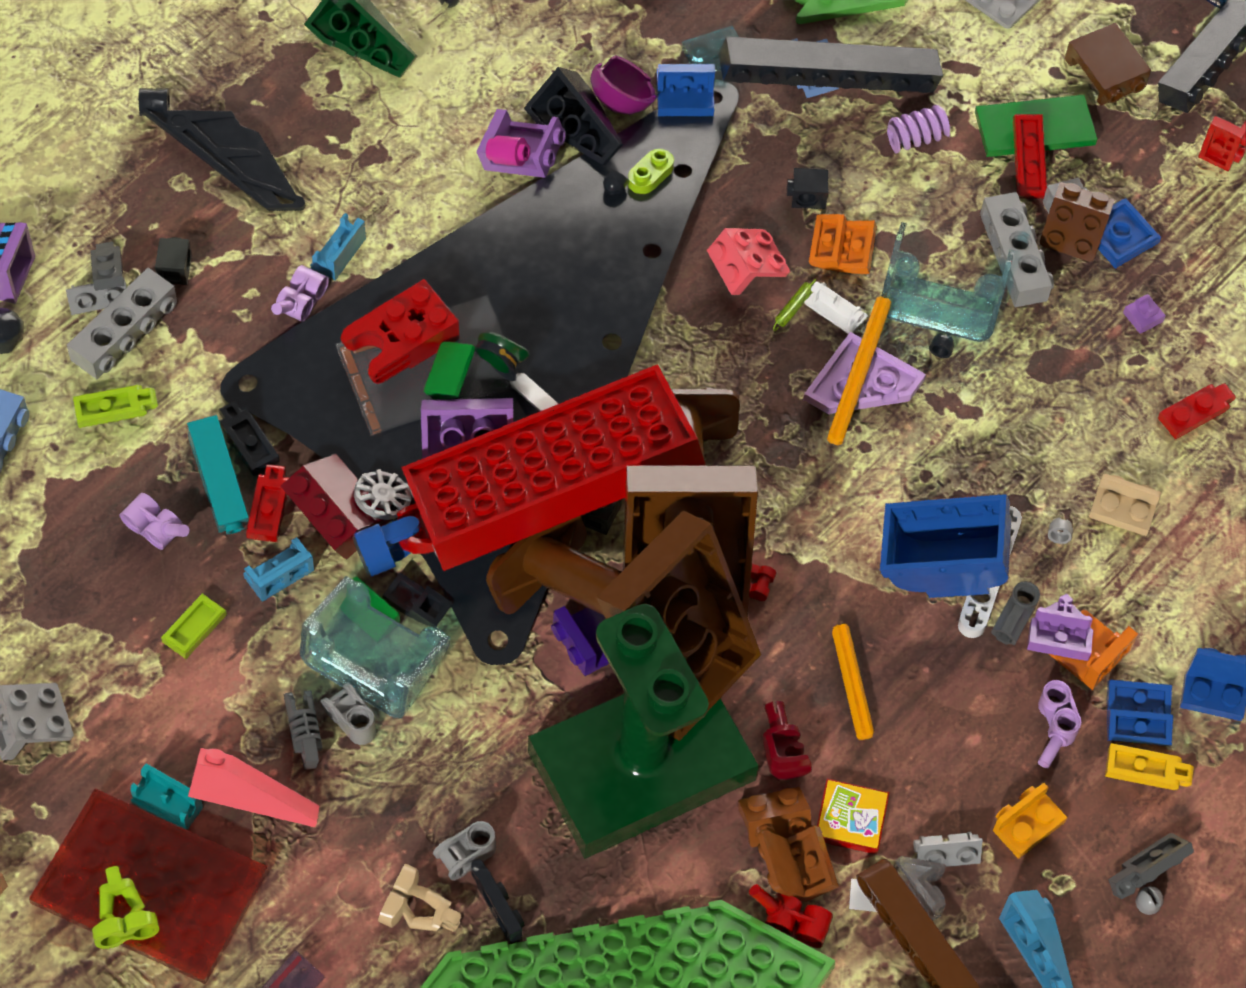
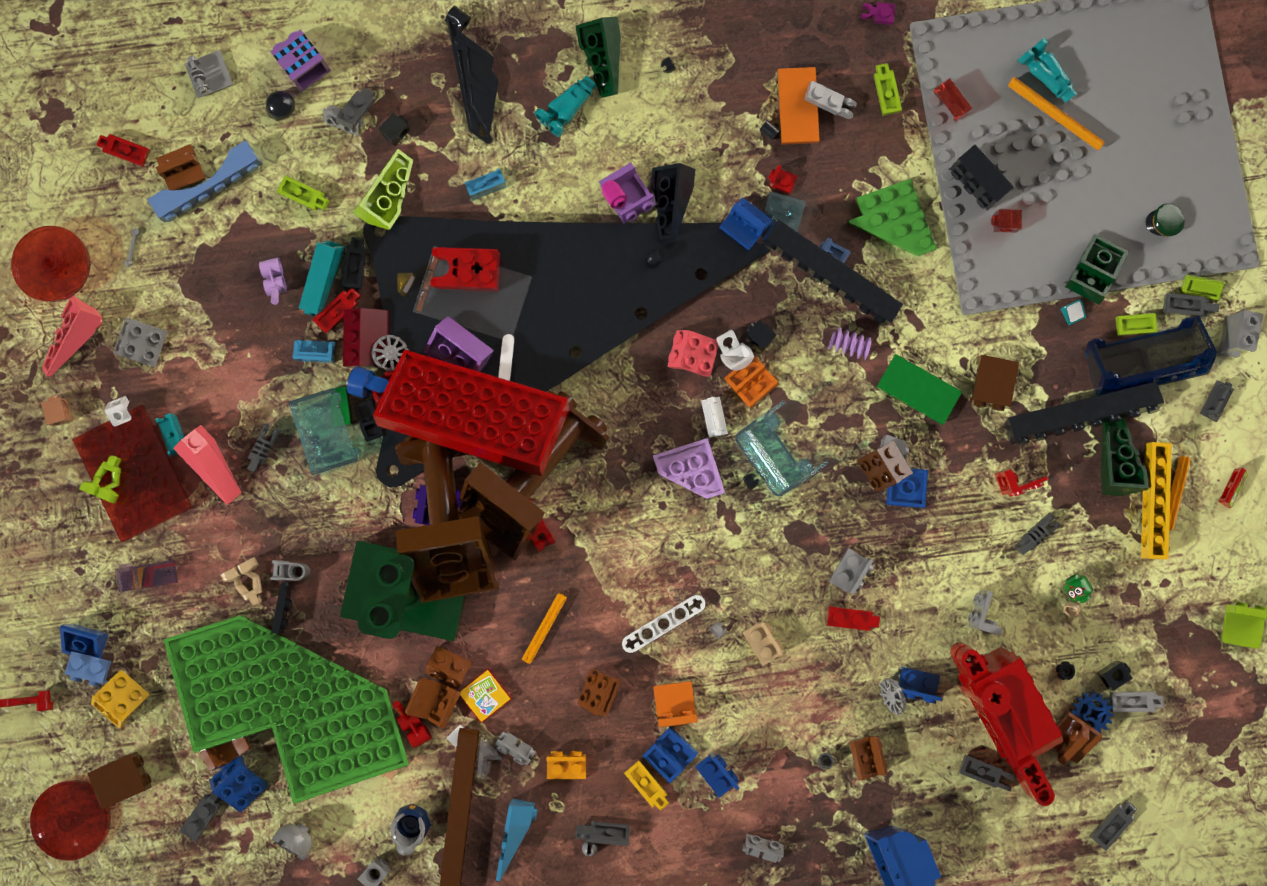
camera: 40 degrees right, 25 degrees up
(70, 816) = (117, 411): none -> white bracket
(126, 308) = (312, 149): light grey brick -> none
(194, 626) = (253, 350): lime tile -> none
(221, 336) = (384, 198): none -> lime wedge
(305, 290) = (440, 202): lavender beam -> none
(331, 405) = (404, 282): none -> clear yellow slope
(349, 709) = (289, 456): light grey piece -> none
(366, 109) = (565, 106): none -> teal piece
(449, 370) = (474, 309): green slope -> none
(501, 353) = (505, 321): piece -> none
(622, 86) = (711, 198): magenta cylinder -> none
(655, 167) = (682, 263): lime plate -> none
(683, 25) = (782, 180): none -> red bracket
(782, 742) = (477, 633): dark red piece -> none
(793, 305) = (695, 397): lime piece -> none
(800, 227) = (738, 355): none -> white piece
(859, 371) = (690, 465): light orange axle -> none
(947, 545) = (639, 603): blue container -> none
(987, 700) = (598, 692): none -> dark orange bracket
(1016, 614) = (652, 659): dark grey piece -> none
(1023, 287) = (847, 427): light grey brick -> none
(1029, 156) = (896, 407): red tile -> none
(1058, 713) = (625, 724): lavender beam -> none
(1061, 631) = (667, 685): medium lavender slope -> none
(1144, 313) = (875, 544): medium lavender tile -> none
(1150, 356) = (851, 572): none -> light grey bracket

